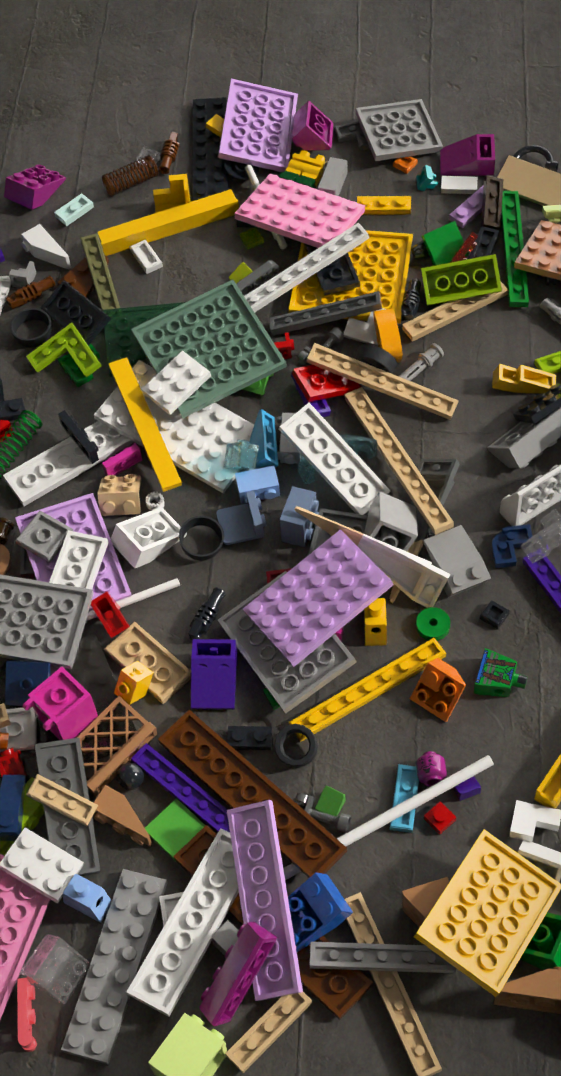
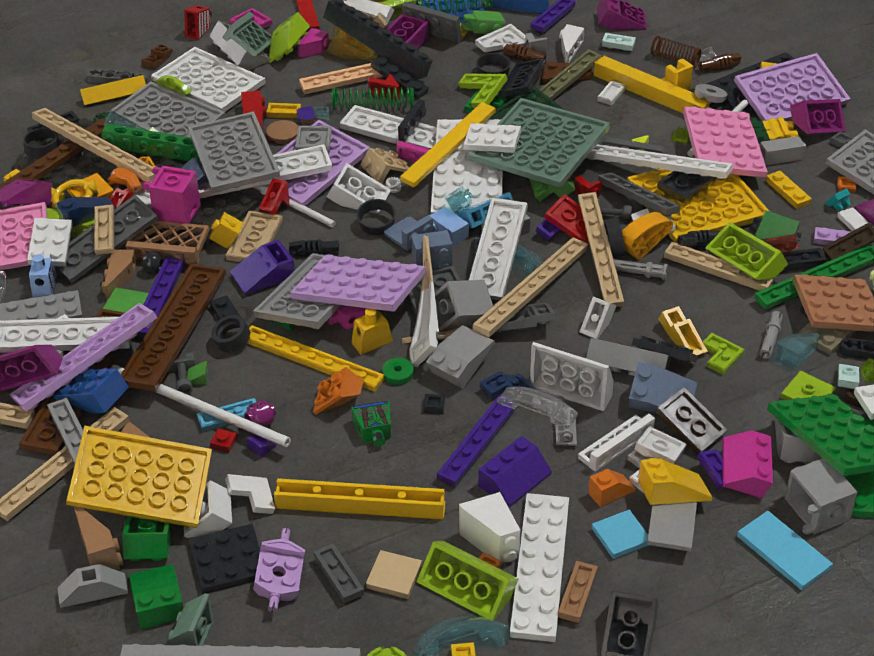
camera: 55 degrees right, 15 degrees down
(222, 183) = (711, 93): none -> light grey tile
(466, 431) = (597, 317): none -> white slope

